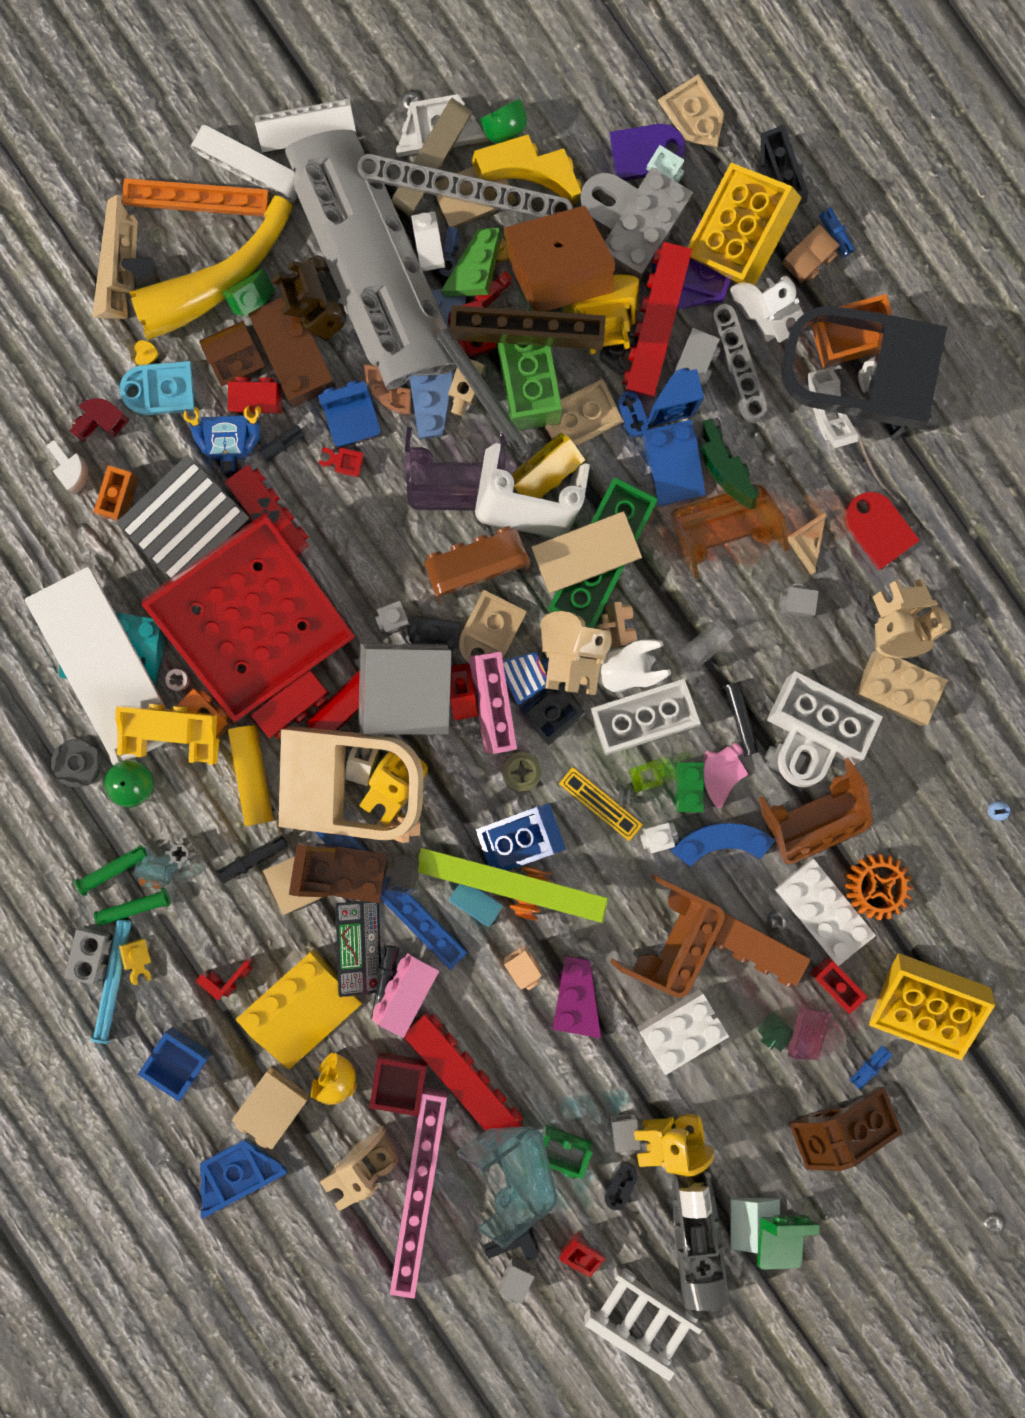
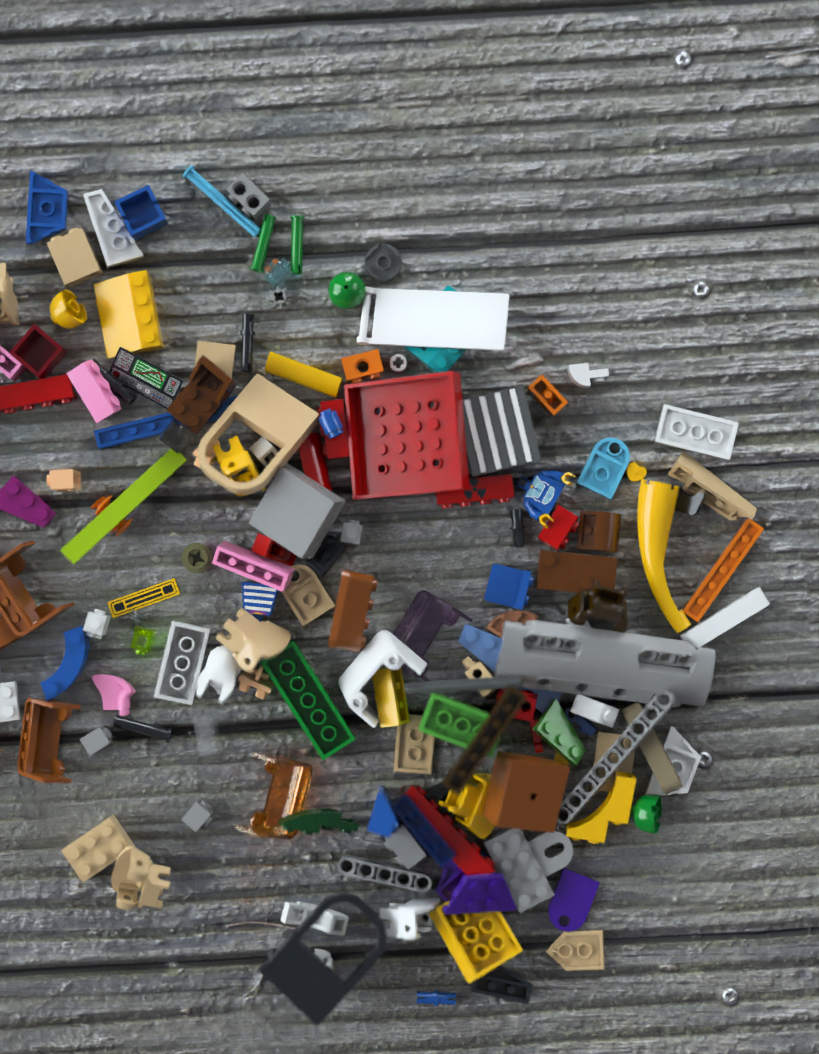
camera: 120 degrees right, 0 degrees up
(62, 312) = (696, 432): none -> white plate
(97, 413) = (610, 417): dark red brick -> none
(134, 957) = (228, 226): yellow plate -> none
(174, 725) = (366, 340): yellow bracket -> none
(213, 982) = (181, 268): red bracket -> none
(223, 1078) = (111, 233): none -> white wing
(249, 293) = (631, 567): green slope -> none
(284, 709) = (331, 423): none -> blue brick
(285, 127) = (729, 674): white brick -> none
(346, 461) = (478, 564): red plate -> none
(476, 904) = (126, 474): medium azure slope -> none
(521, 838) = (151, 530): blue slope -> none
(552, 713) = (222, 601): black slope -> none
(586, 552) = (314, 689): tan tile -> none
(638, 413) = (392, 784): blue beam -> none
(666, 340) = (424, 830): none -> clear blue brick
(667, 163) = (551, 907): light aqua bracket -> none
(674, 462) = (343, 787): blue slope -> none
(689, 787) = (117, 664): green brick -> none
(698, 240) = (481, 894): none -> dark purple wing
(808, 541) = (236, 847): tan tile -> none
(810, 255) = (430, 969): medium nougat brick -> none
(820, 725) = (104, 778): white brick -> none
(845, 343) = (355, 950): orange piece -> none
(881, 530) = (213, 901): red tile -> none

